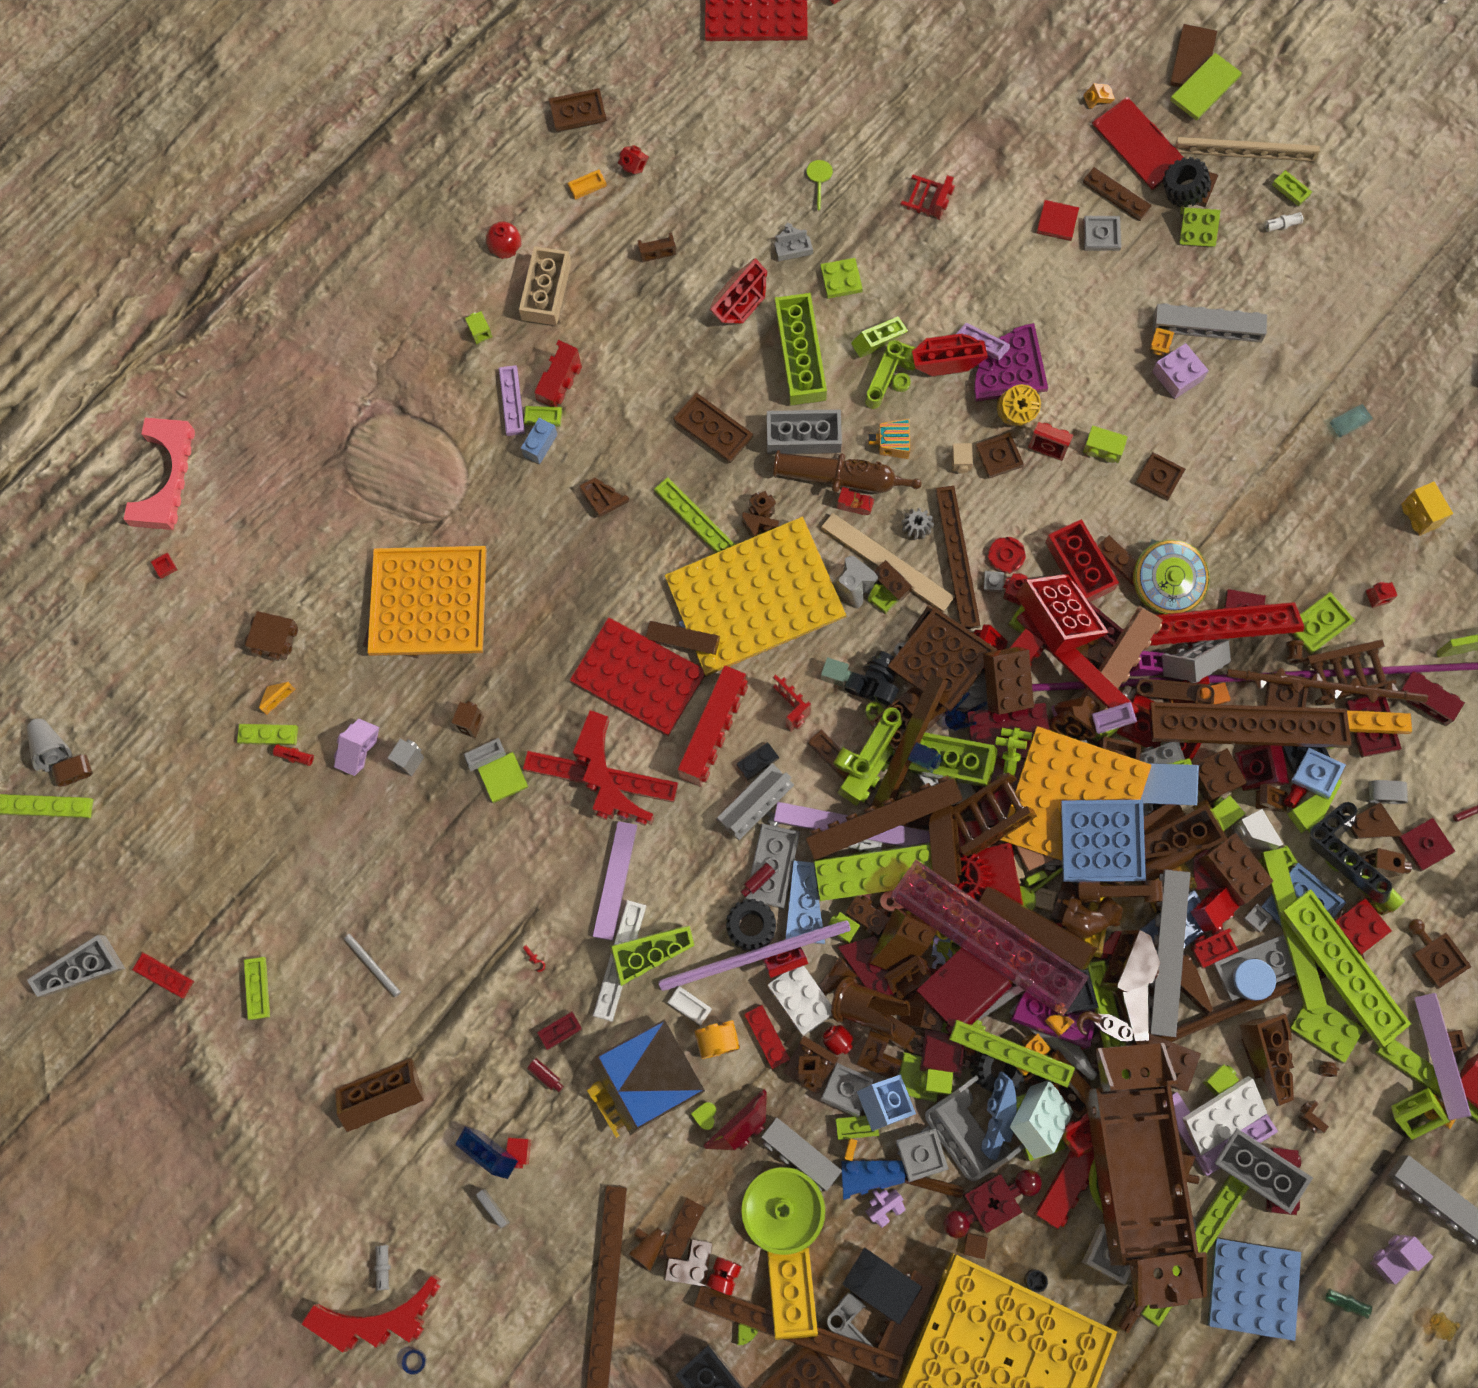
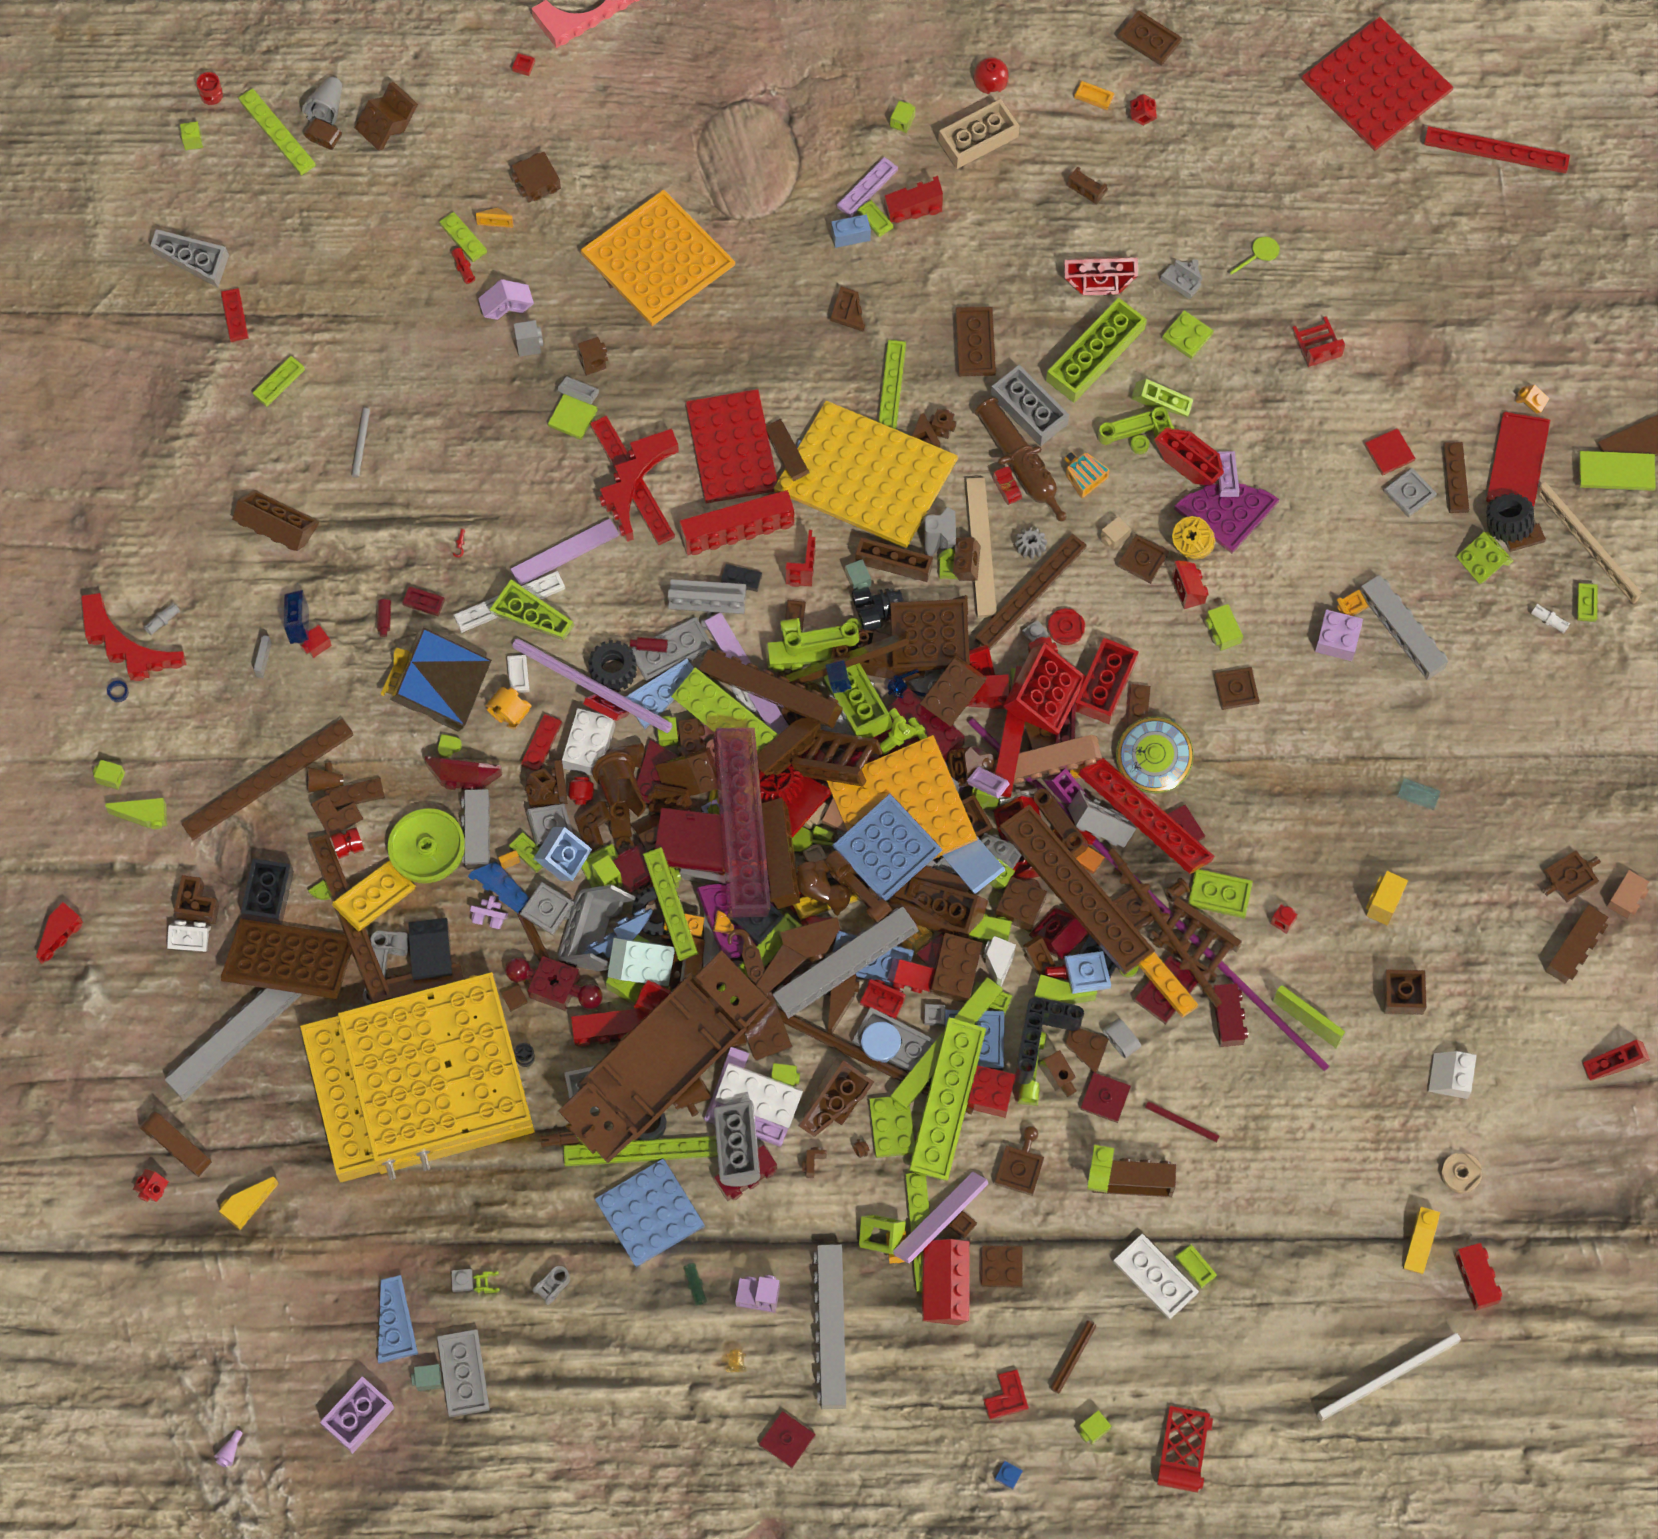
camera: 45 degrees right, 5 degrees down
(106, 708) = (386, 116): none -> reddish brown bracket
(846, 634) = (894, 559): none -> reddish brown brick

